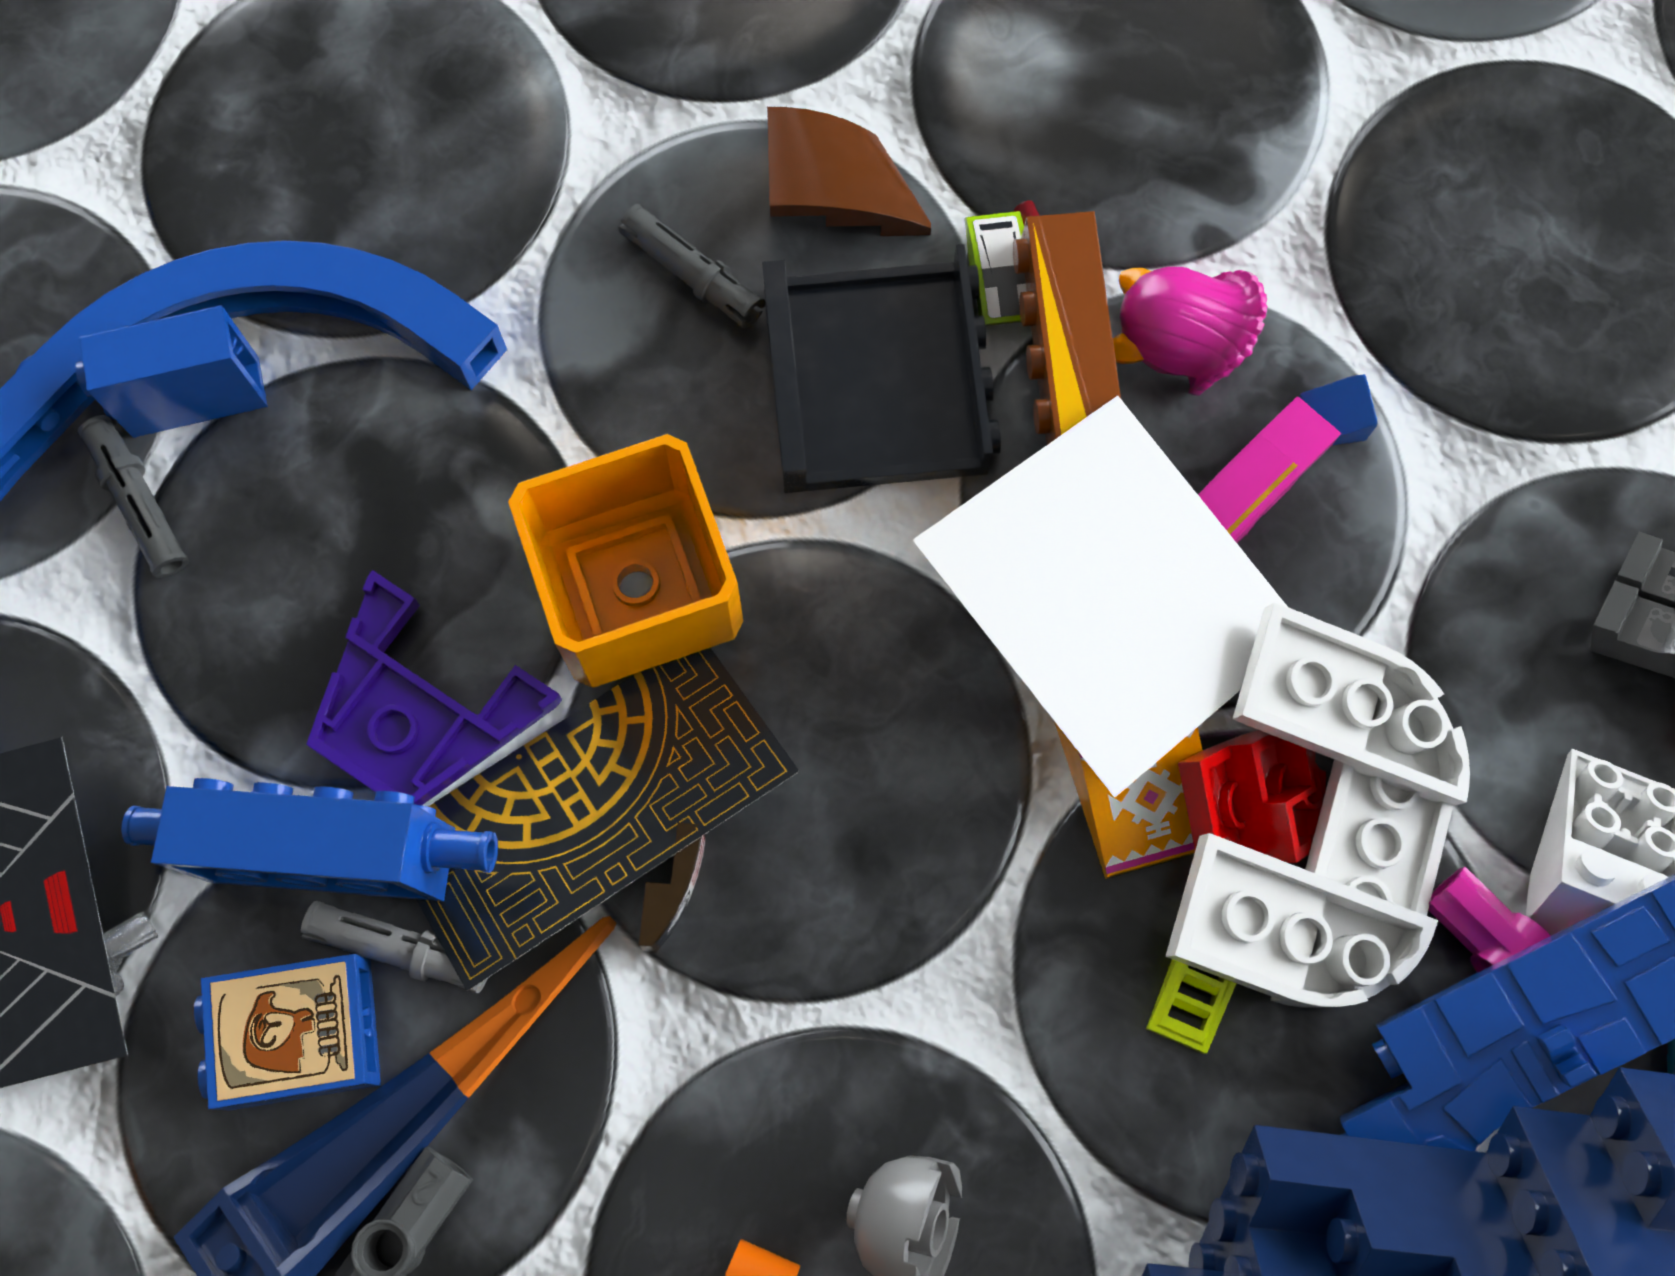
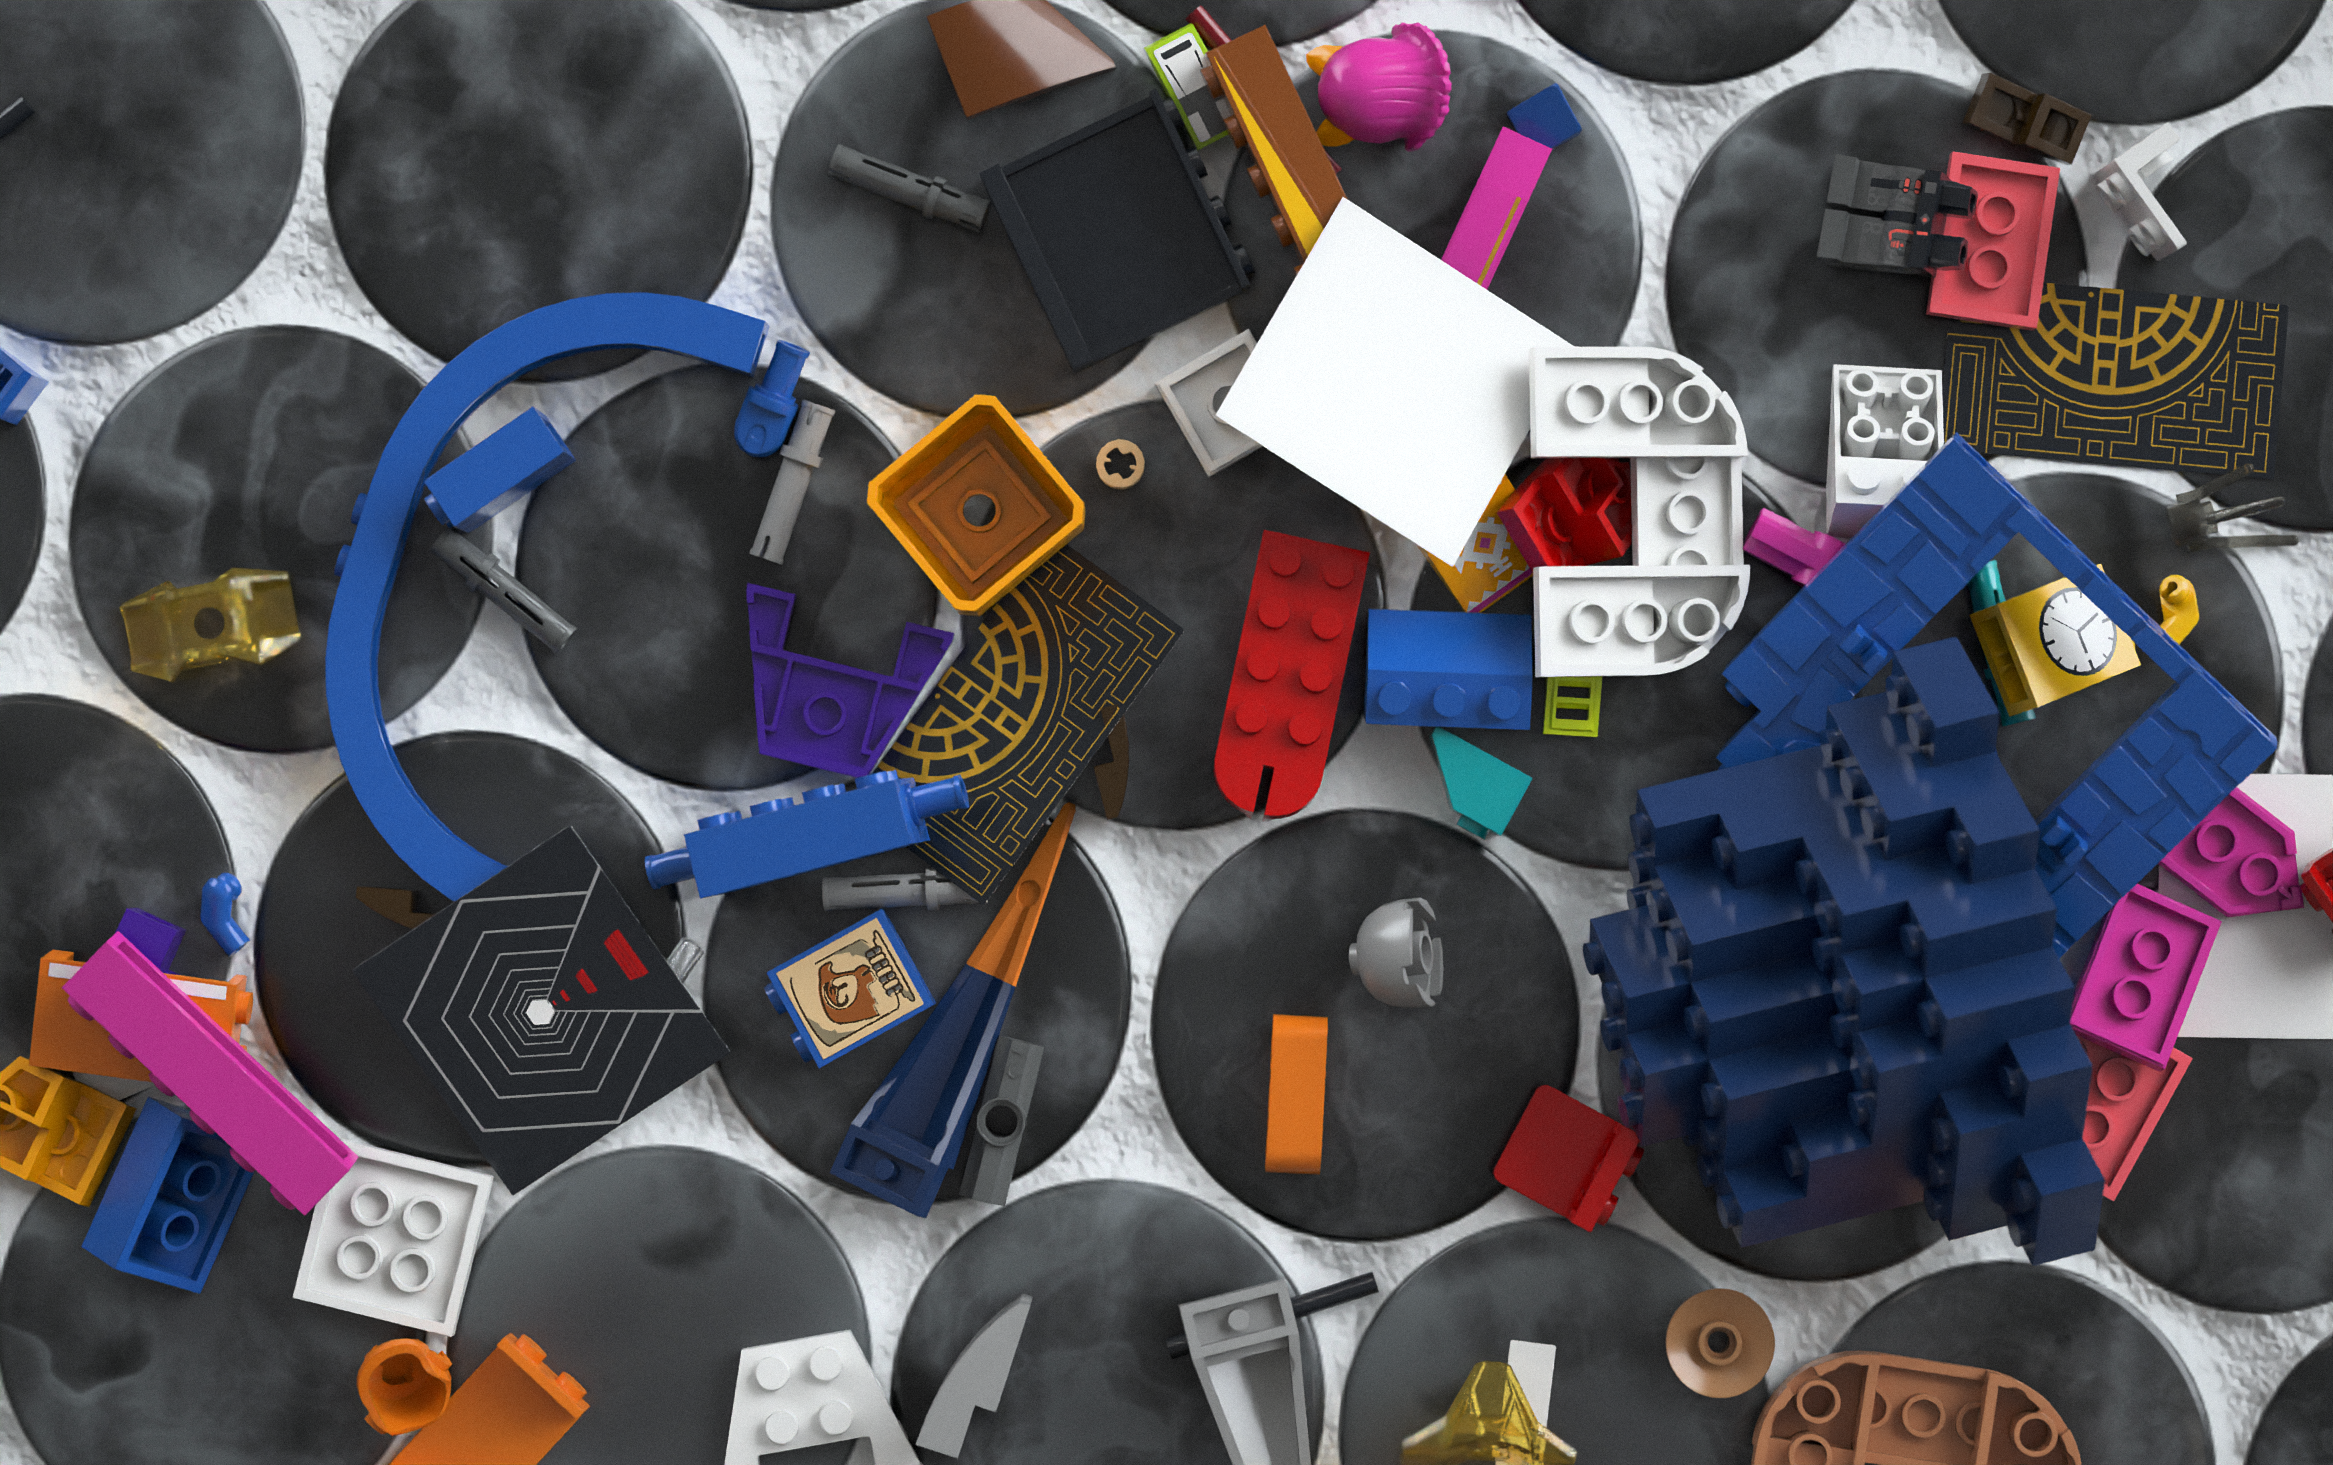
camera: 20 degrees left, 15 degrees up
(469, 484) = (792, 481): none -> light grey pin
(470, 415) = (770, 405): none -> blue arm
(809, 579) = (1125, 448): none -> tan bush
(891, 864) = (1288, 672): none -> red plate
(903, 582) = (1196, 395): none -> white tile
(1059, 1056) = (1477, 784): none -> teal slope
(1069, 919) = (1448, 669): none -> blue slope

